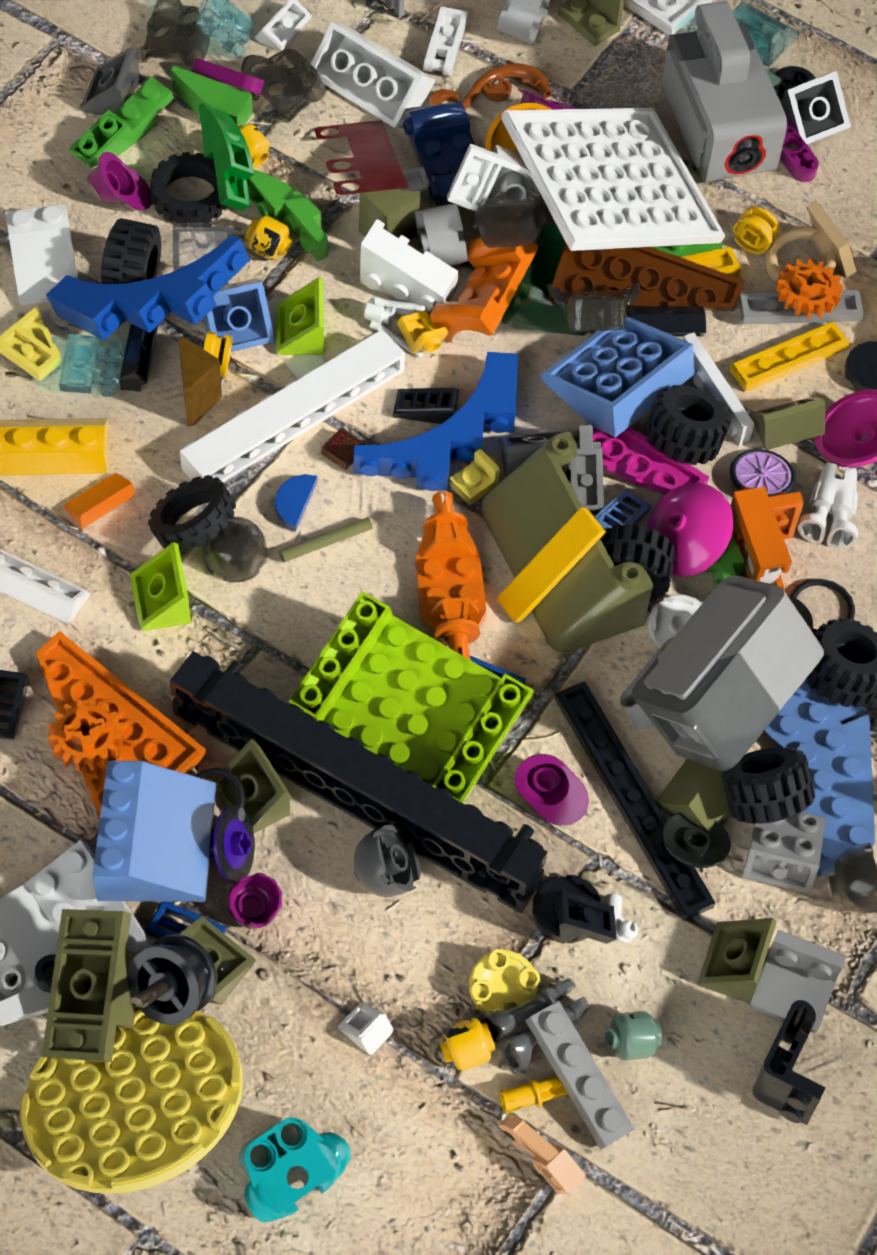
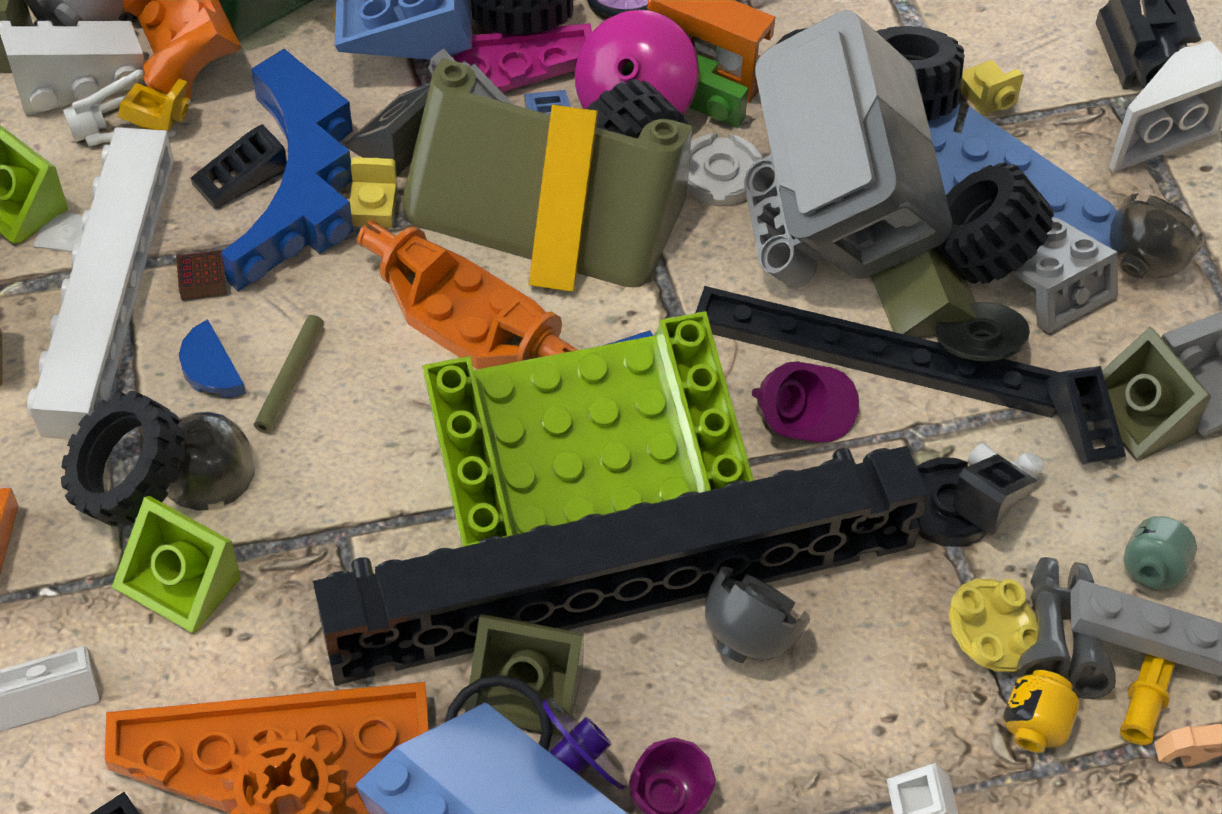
camera: 45 degrees left, 5 degrees down
(705, 942) = (1095, 396): none -> black slope

